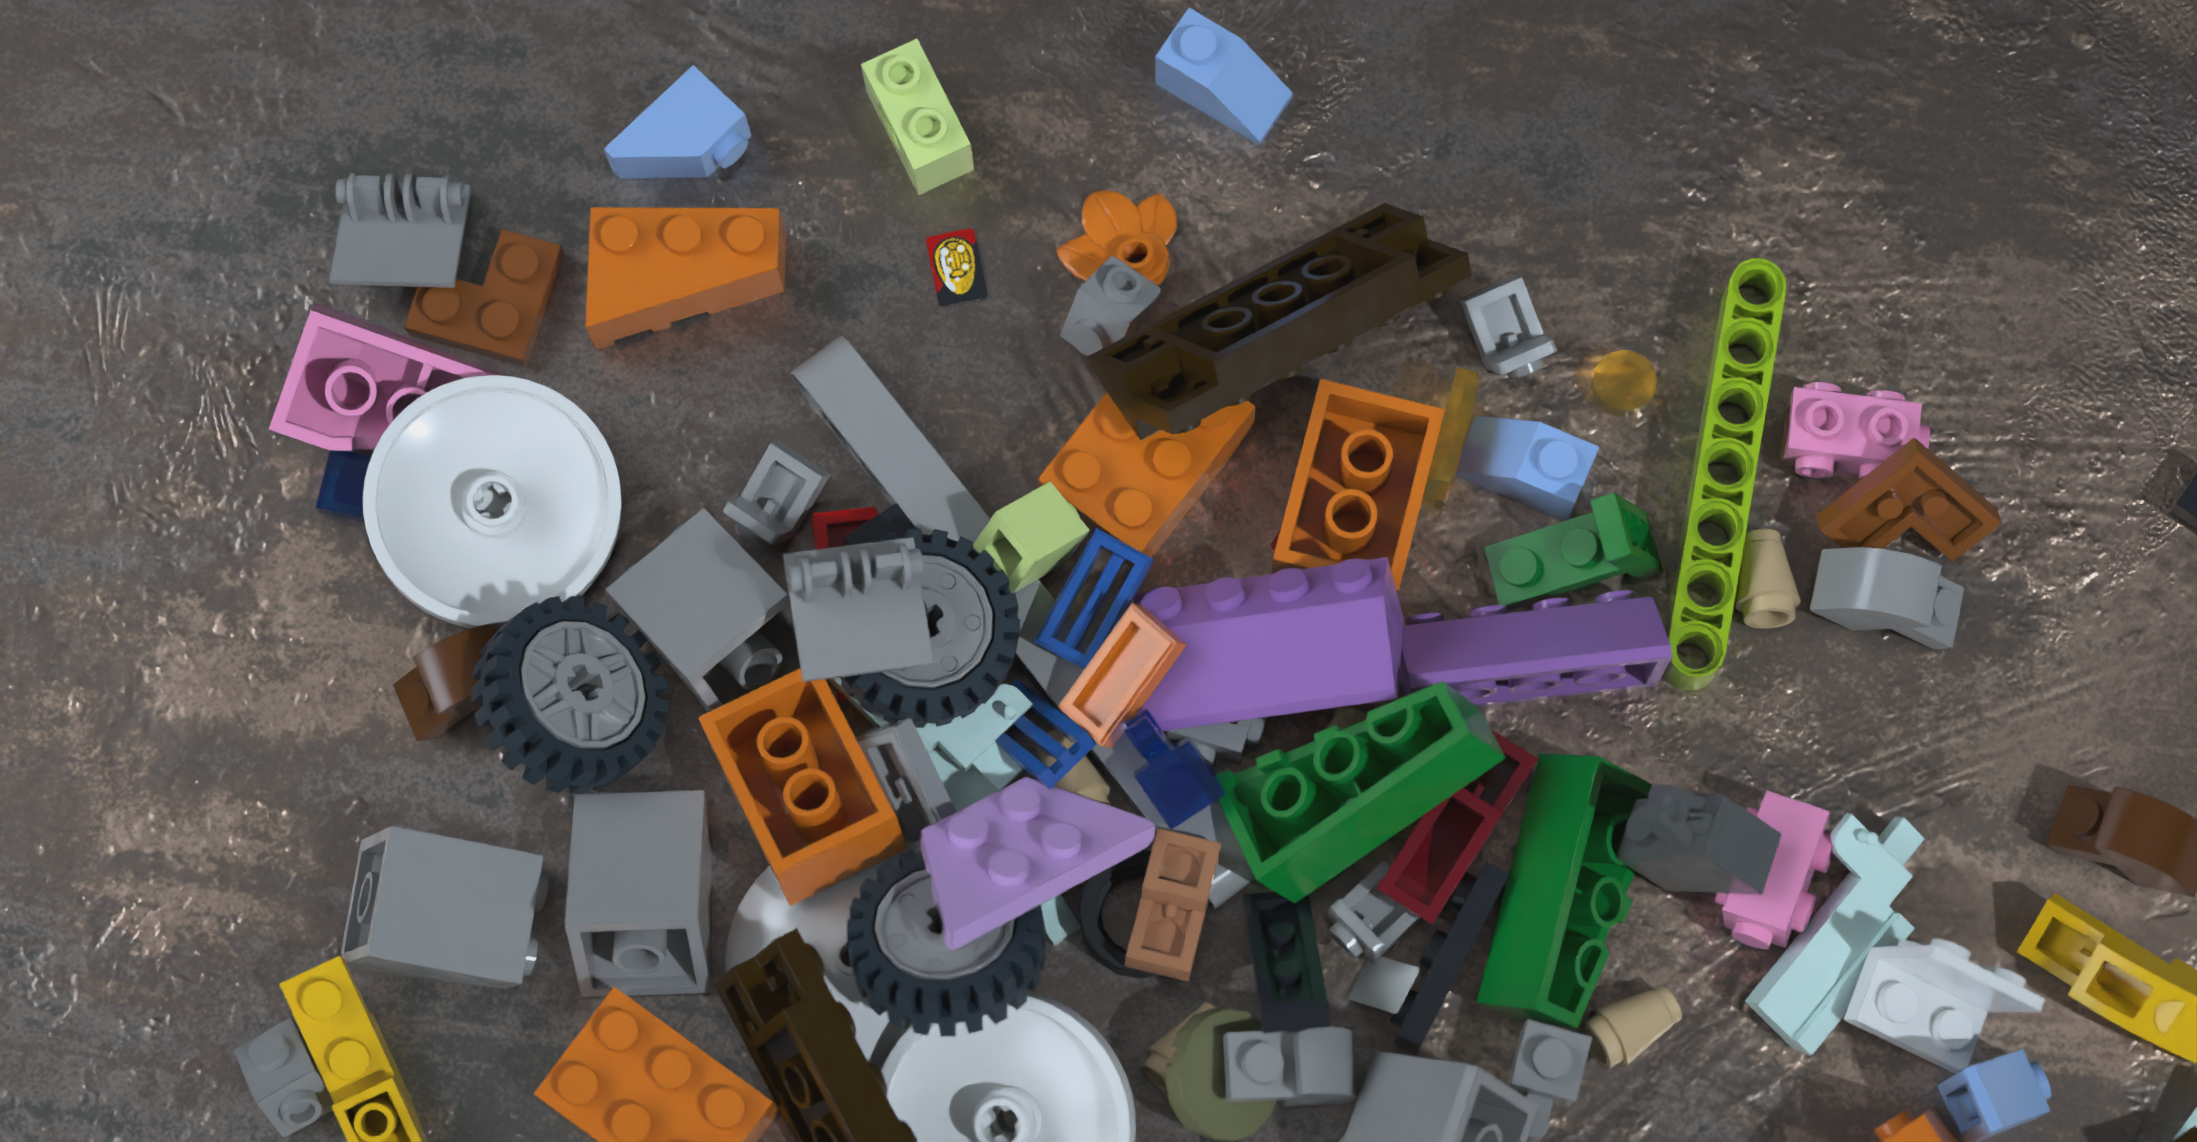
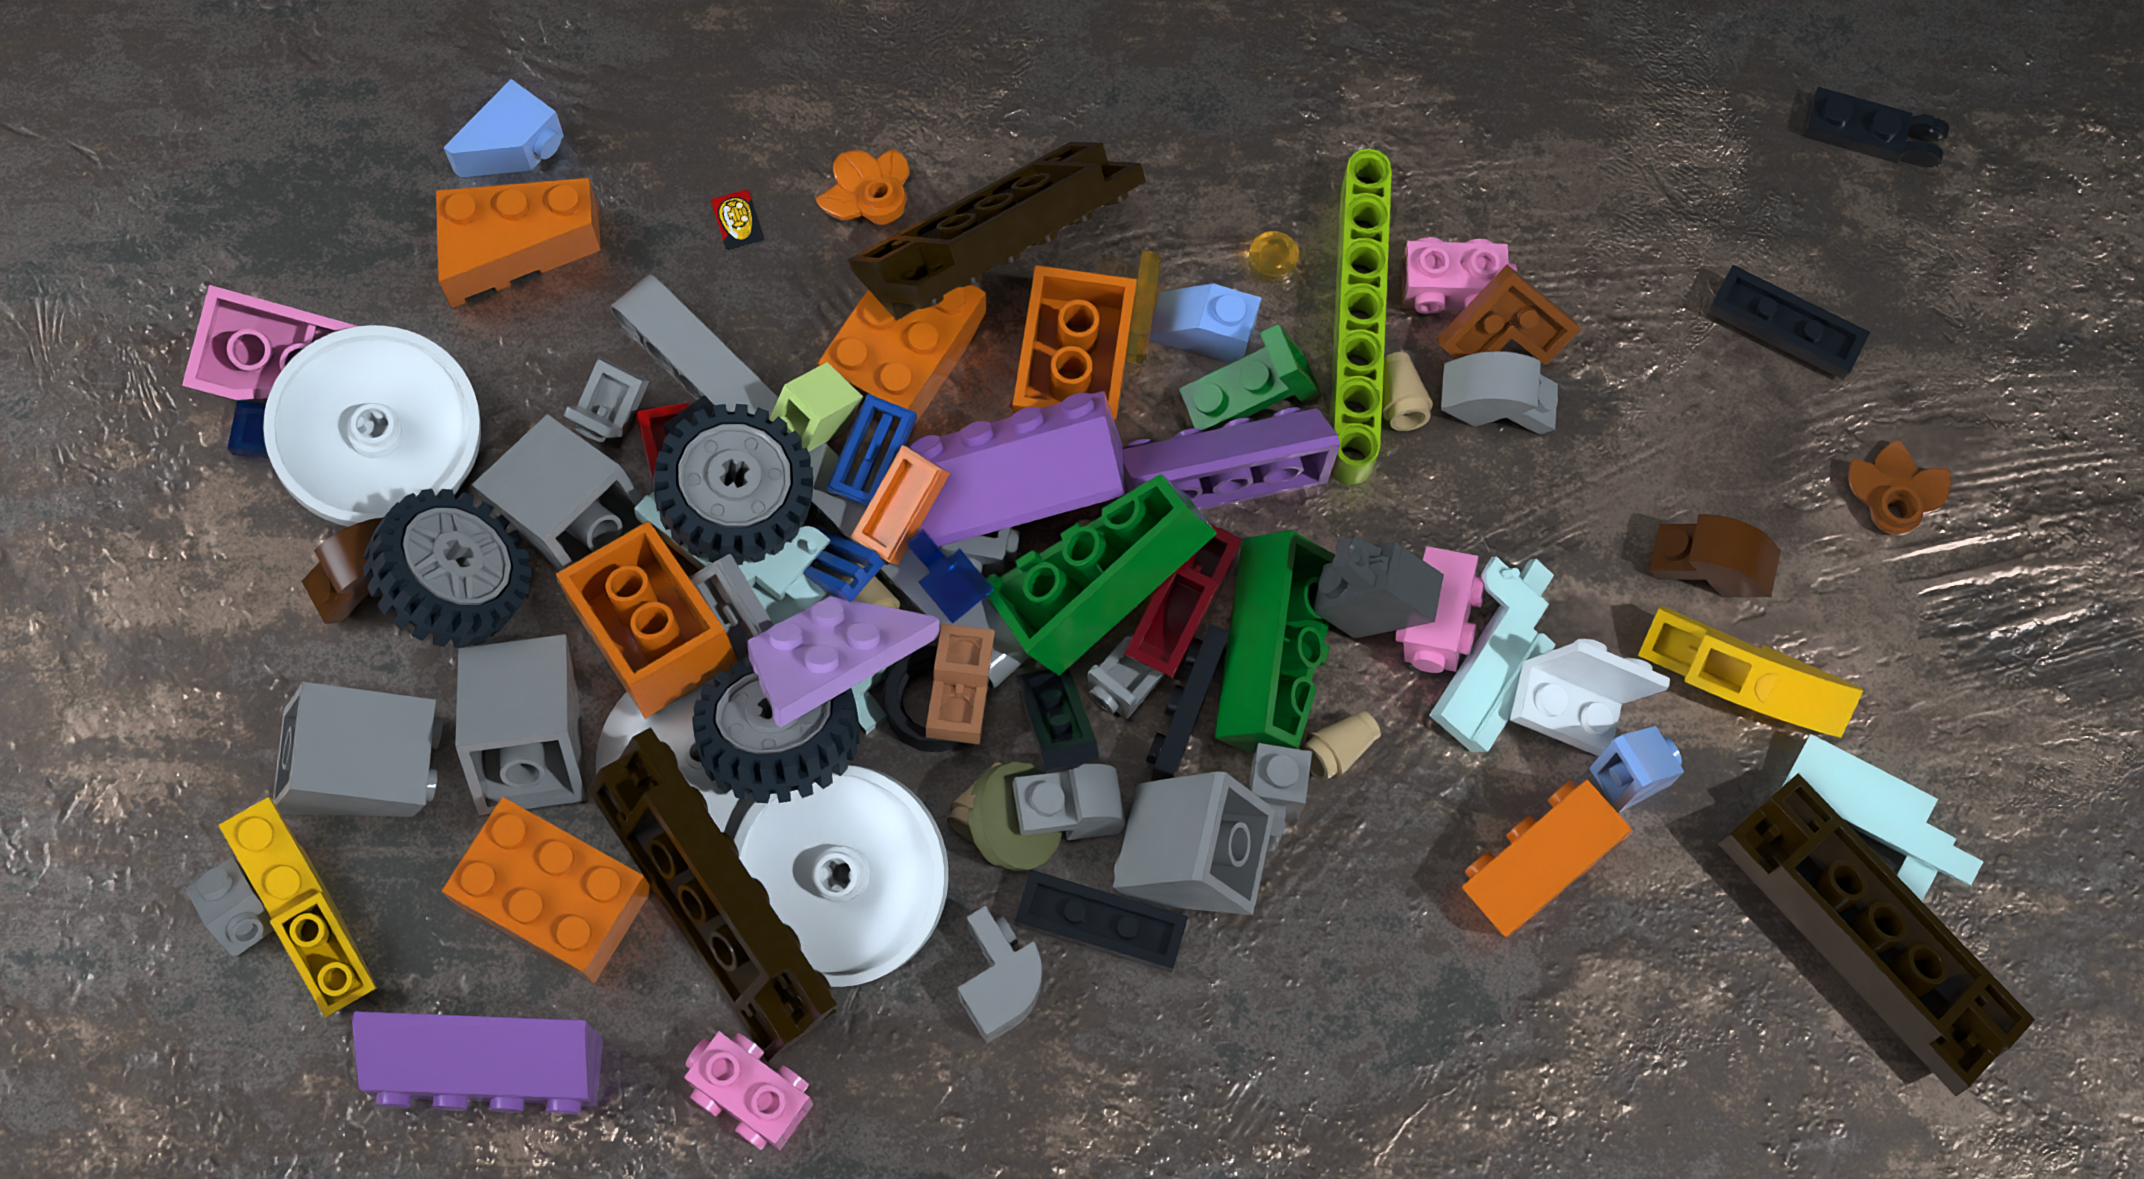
camera: 15 degrees left, 5 degrees down
(399, 231) = (283, 228): light grey hinge -> none
(500, 315) = (368, 289): dark orange plate -> none
(858, 609) = (679, 467): light grey hinge -> none
(917, 116) = (695, 105): yellowish green brick -> none
(1108, 306) = (858, 228): light grey bracket -> none
(1221, 77) = (931, 56): light blue slope -> none
(1384, 984) = (1138, 732): white sticker -> none
(1507, 328) = (1177, 221): light grey bracket -> none

